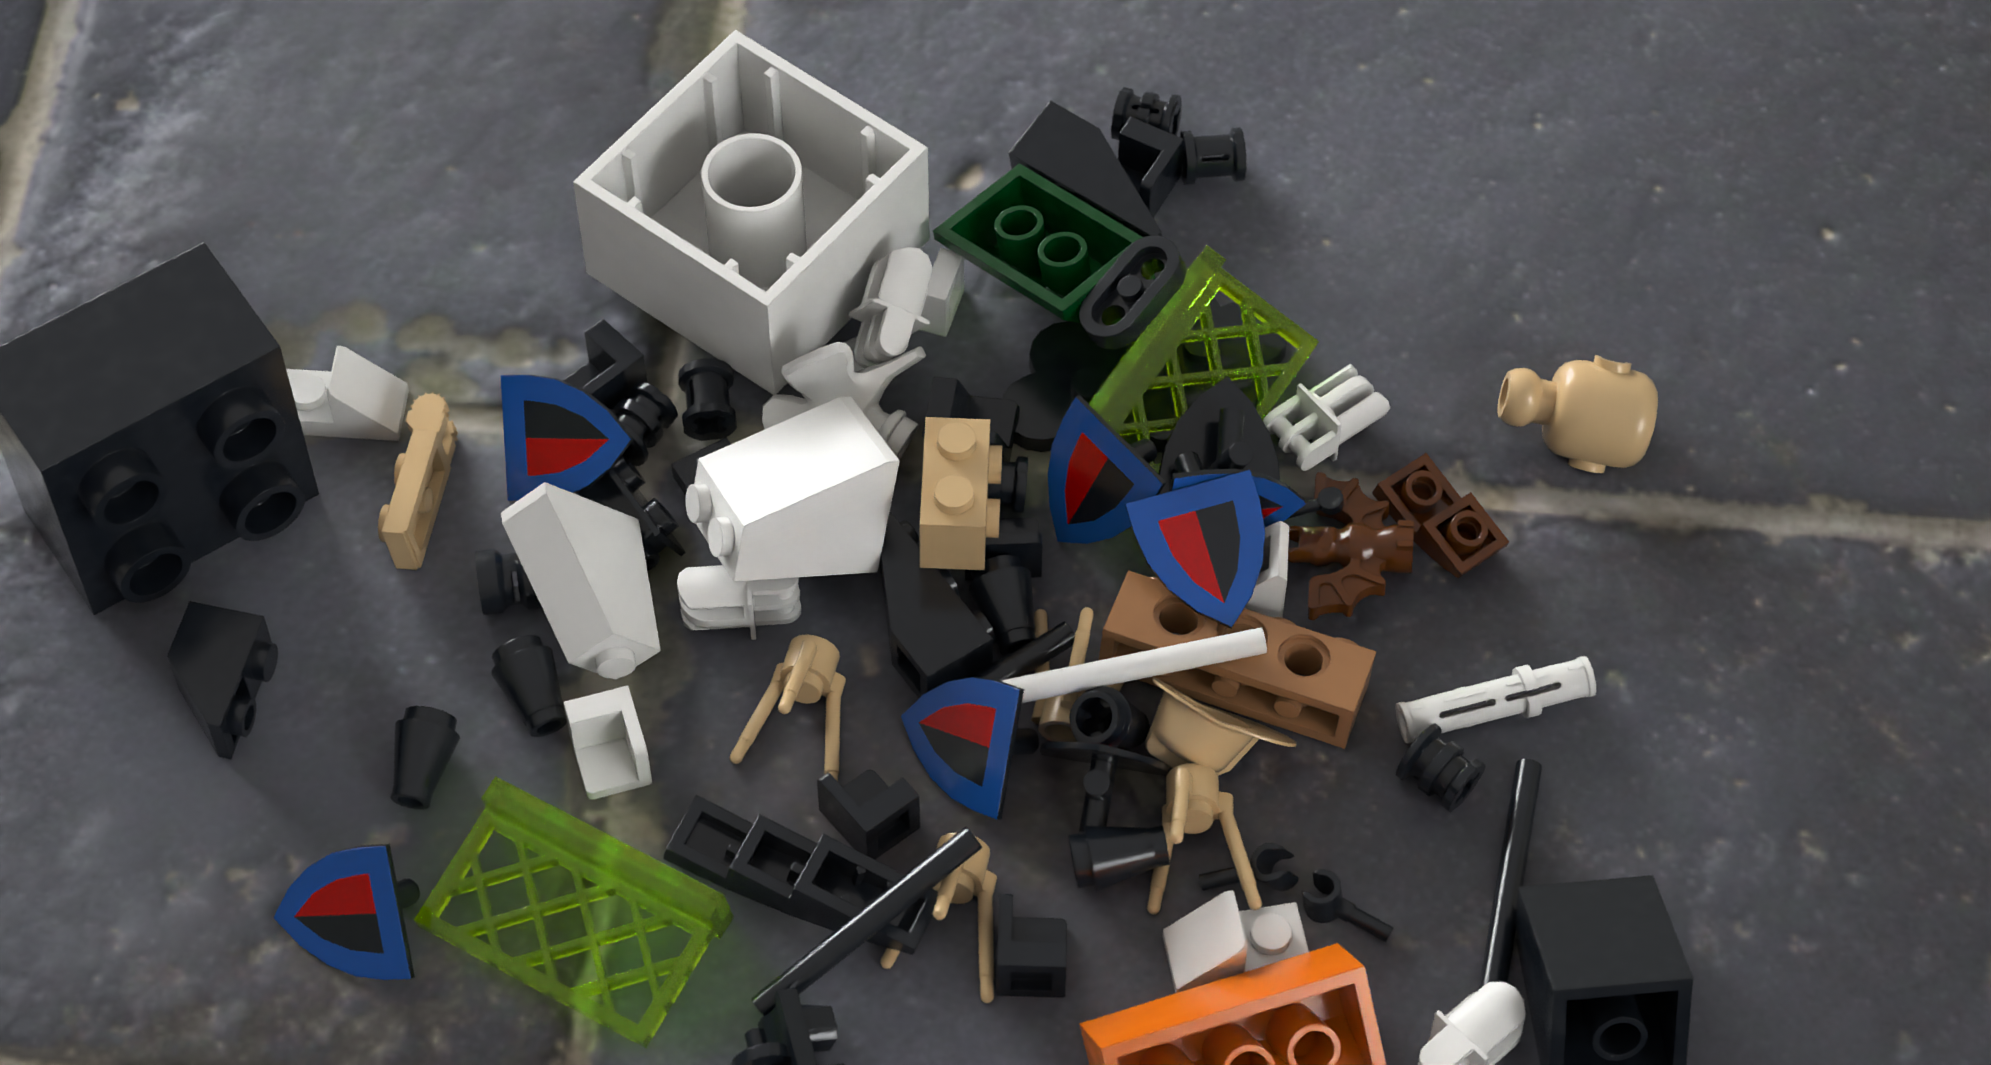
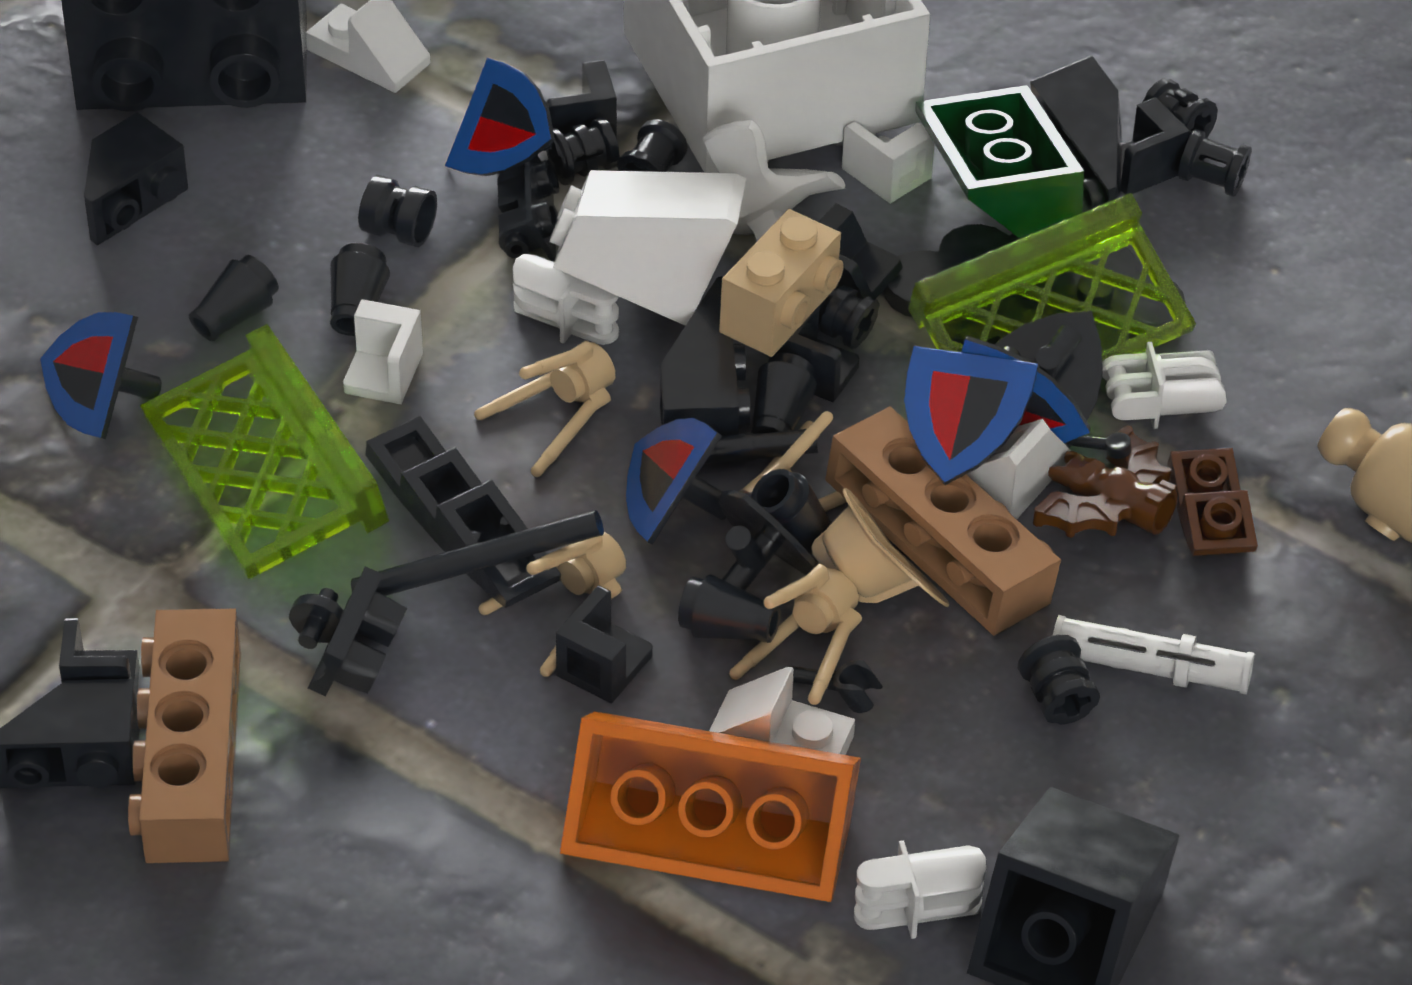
camera: 30 degrees right, 10 degrees down
(419, 482) = (380, 118): tan hinge -> none
(587, 577) = (448, 223): white slope -> none
(870, 811) = (550, 493): black panel -> none
(892, 305) = (843, 135): white arm -> none
(1095, 476) = (916, 317): shield -> none
(1130, 294) = (1040, 200): black plate -> none
(1141, 665) = (840, 471): white bar -> none
(1335, 906) = (889, 740): black hand -> none
(1511, 872) = (1082, 774): black bar -> none

